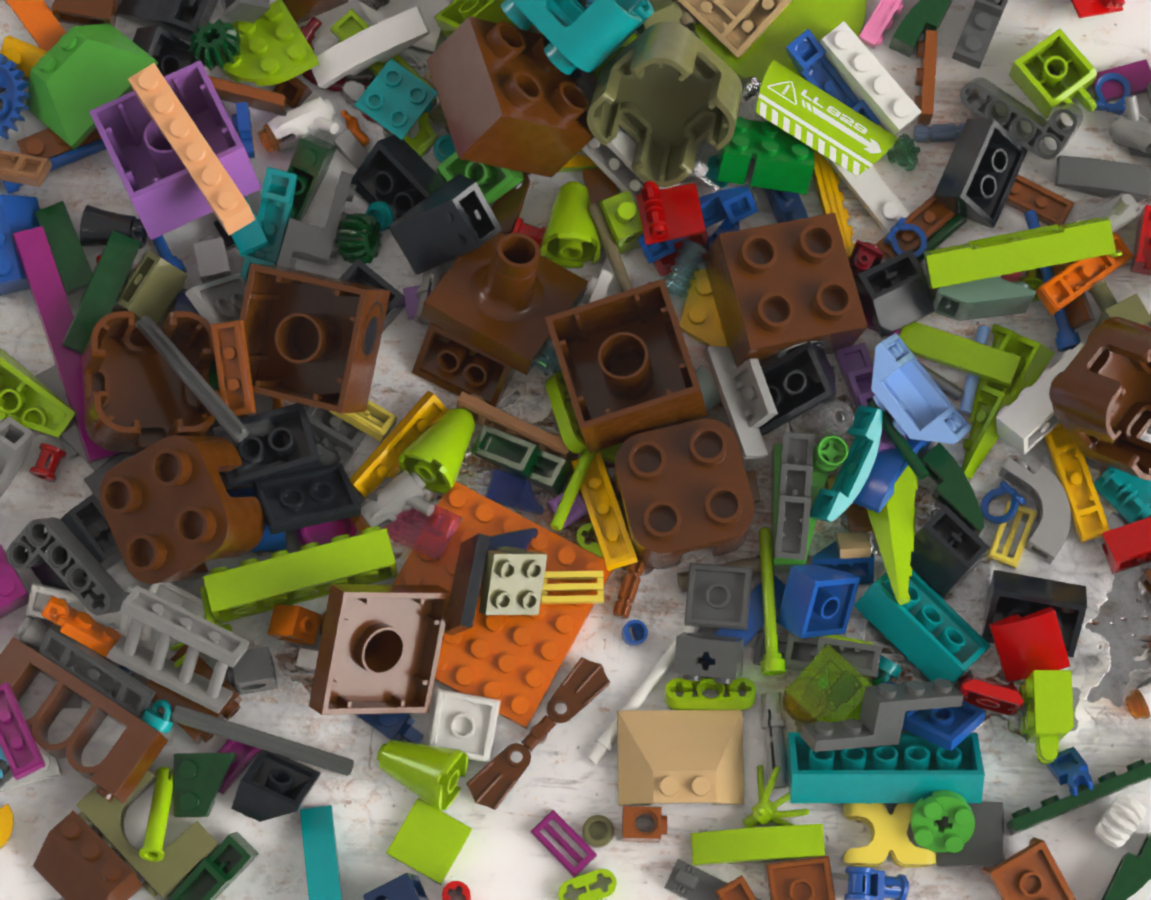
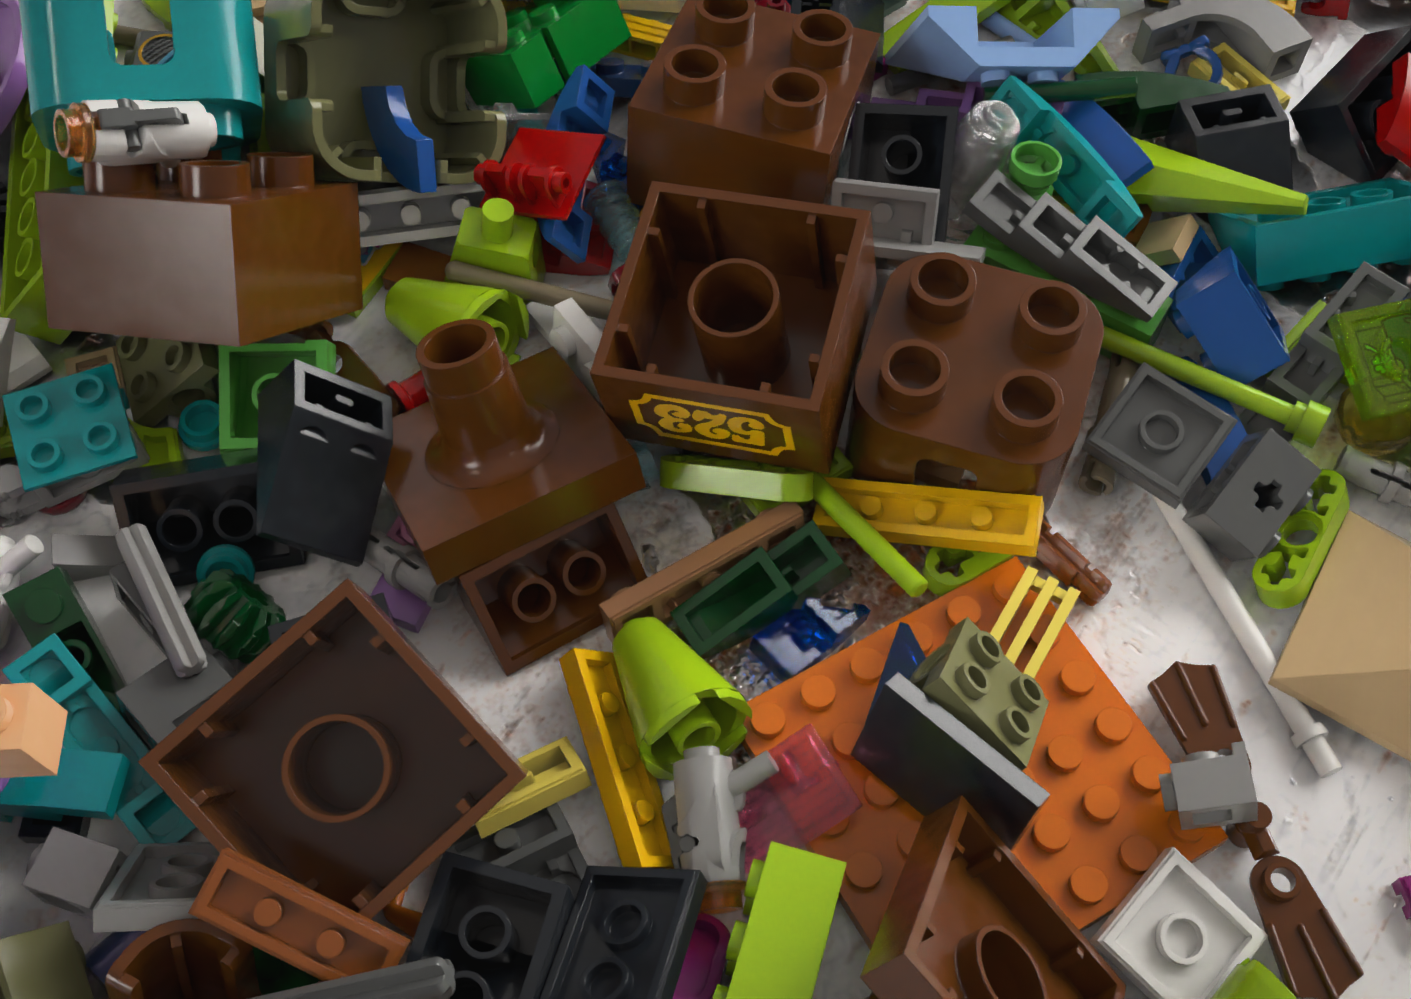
camera: 55 degrees left, 15 degrees down
(341, 204) = (161, 600): none -> light grey axle
(353, 126) = (45, 532): orange piece -> none
(519, 41) = (134, 132): none -> piece
(534, 703) = (1211, 789): none -> light grey brick
(577, 510) = (870, 581): medium lavender tile -> none
(639, 632) = (1146, 588): blue hinge -> none
(643, 131) = (397, 140): none -> blue tile

